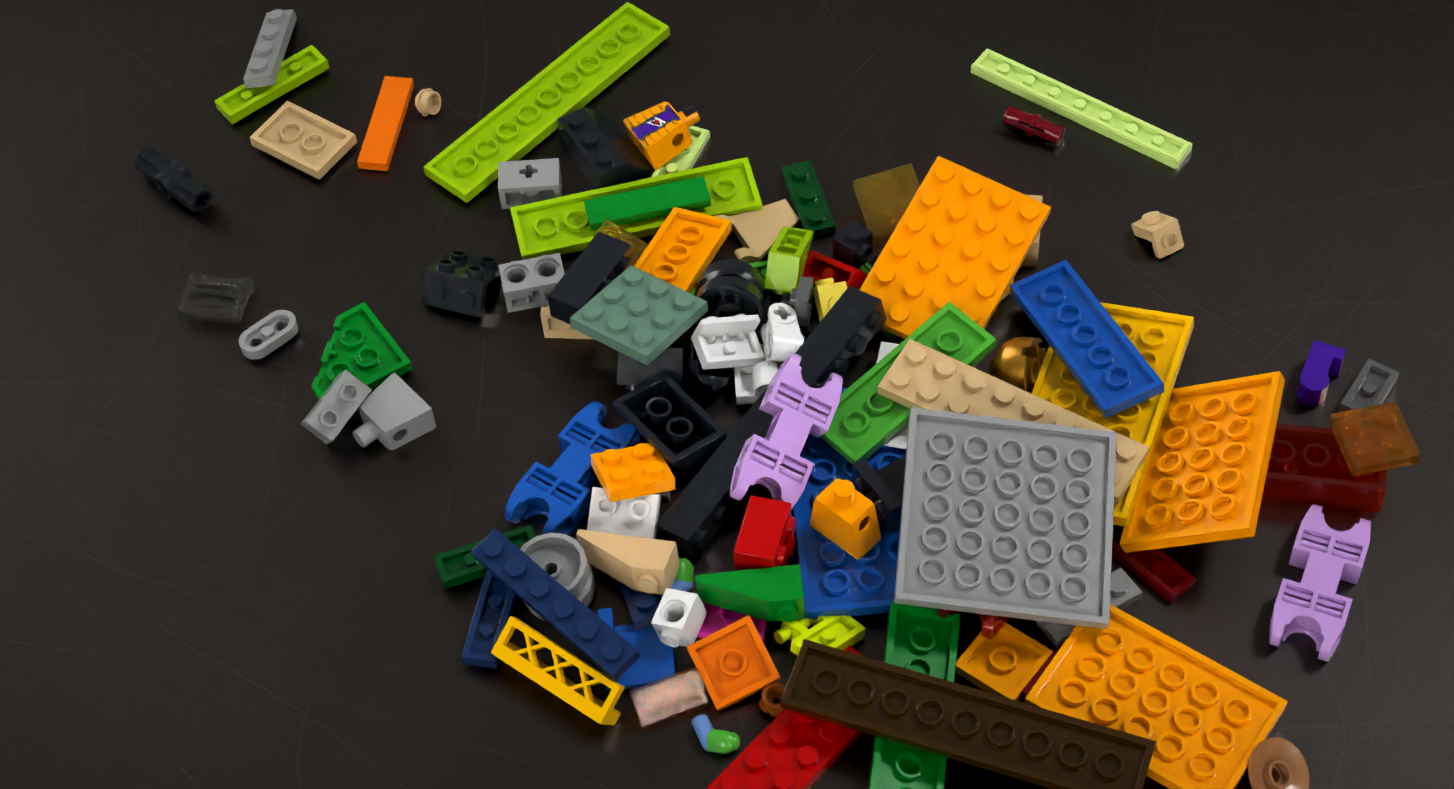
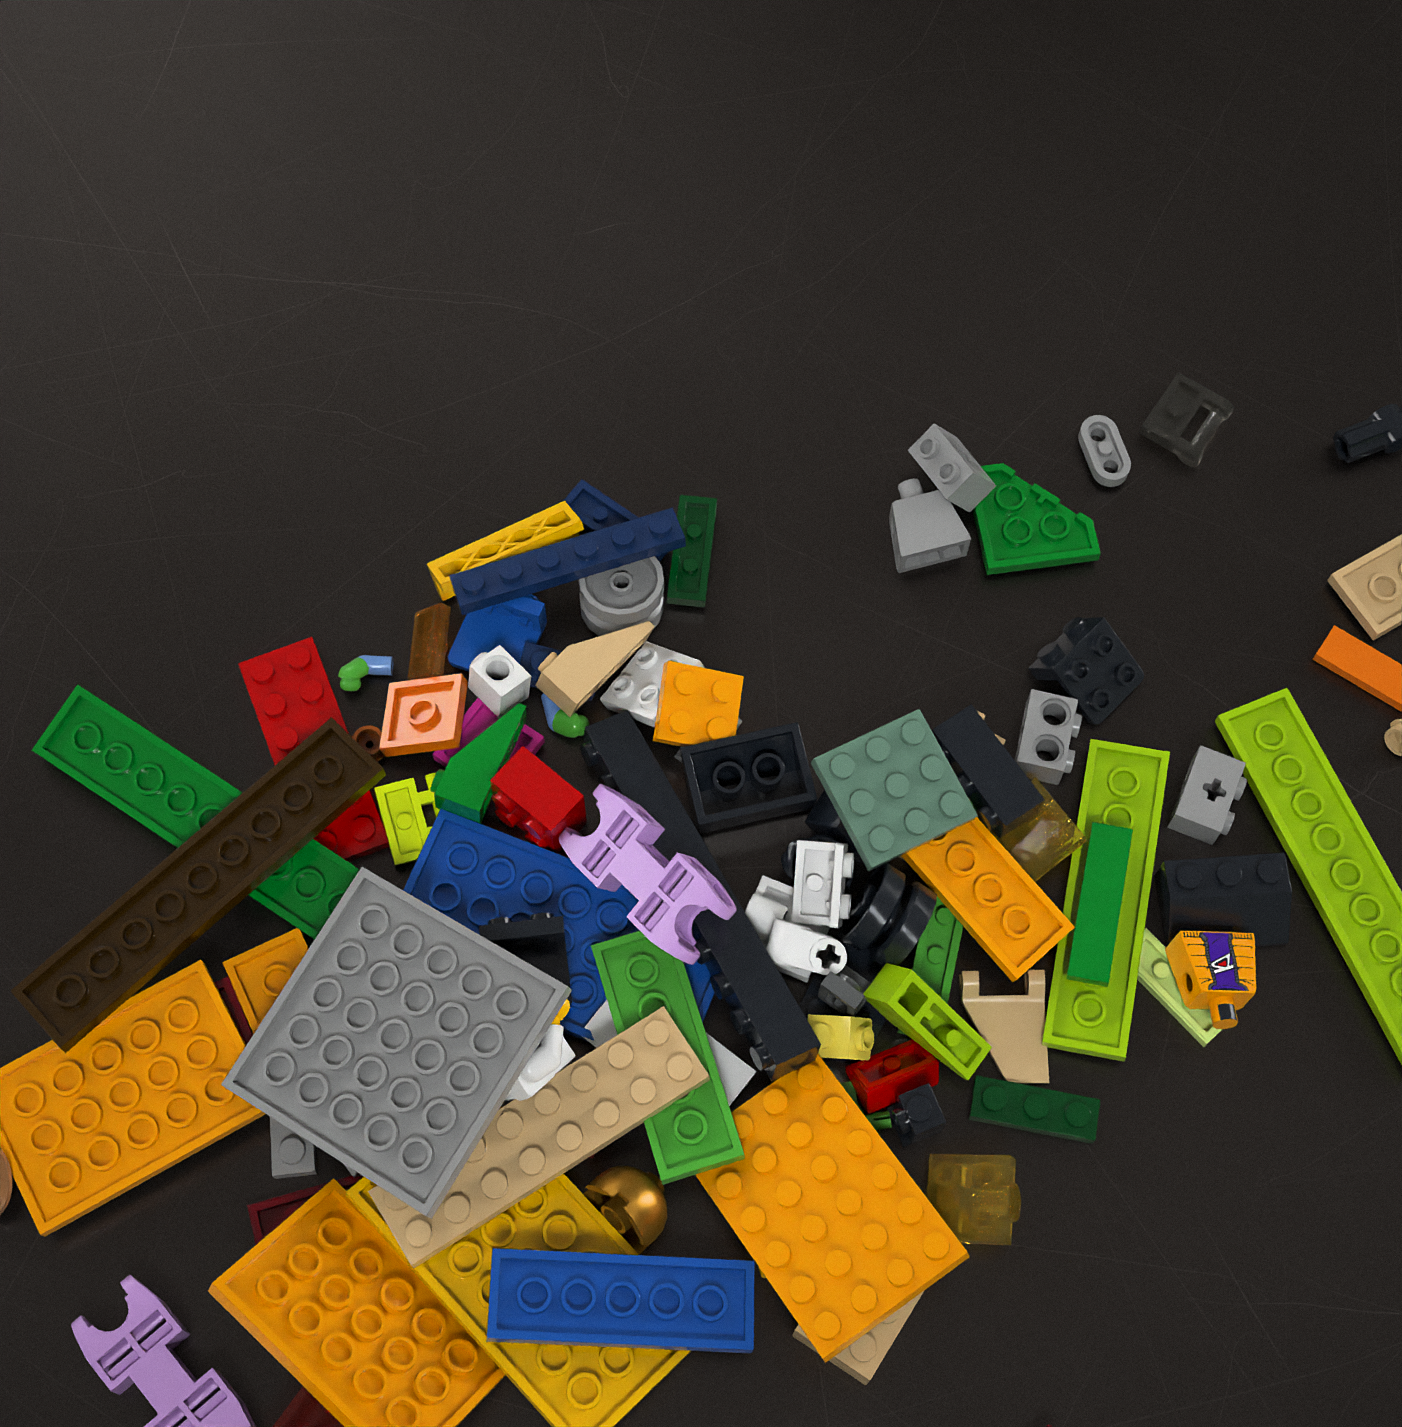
camera: 110 degrees right, 15 degrees up
(565, 486) = (740, 648): blue piece -> none
(846, 518) = (514, 888): light orange torso -> none

